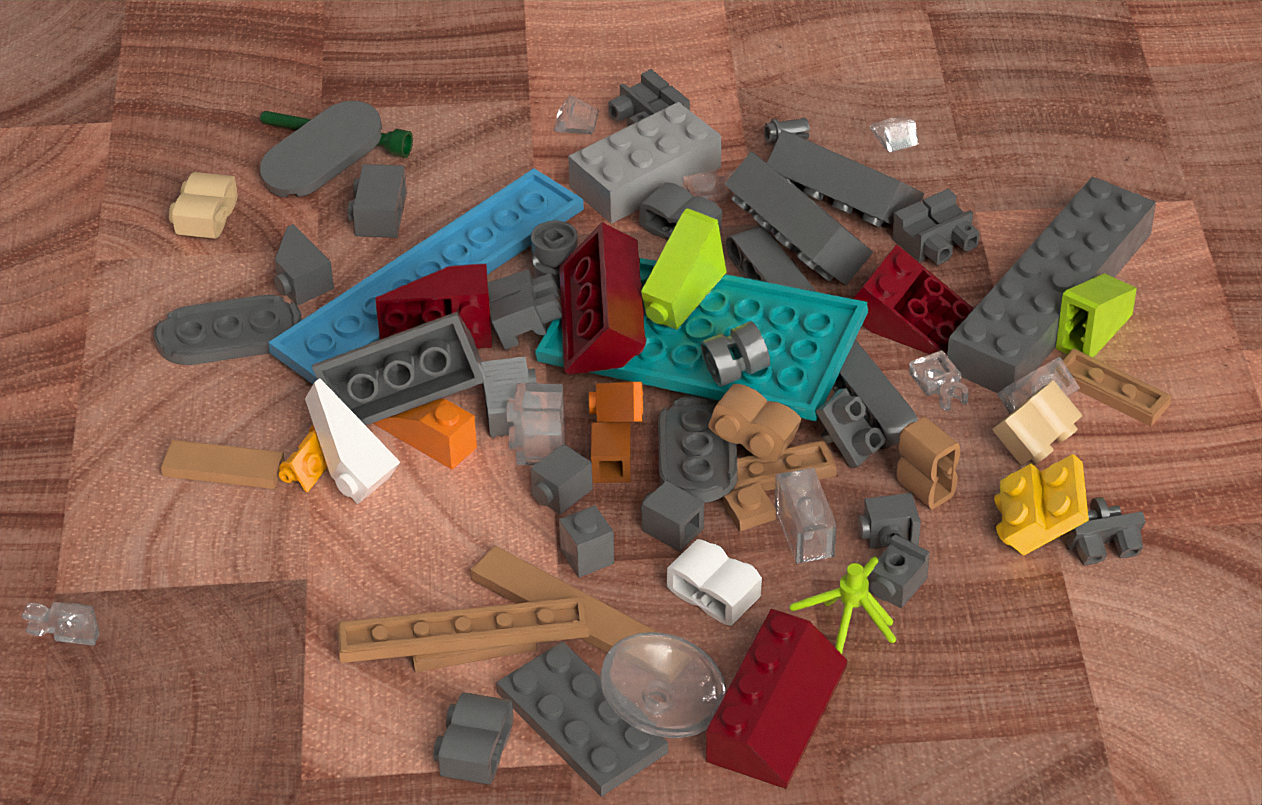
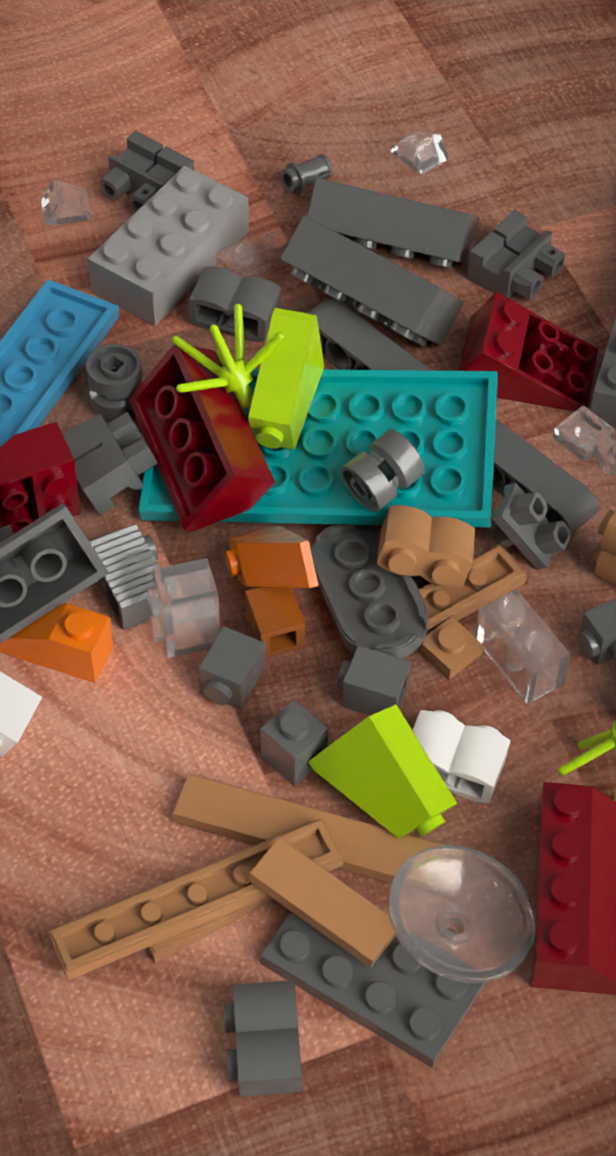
camera: 20 degrees left, 10 degrees up
(556, 651) = (323, 902): none -> medium nougat tile
(642, 253) = (233, 374): none -> lime plant
(648, 575) = (387, 774): none -> lime slope

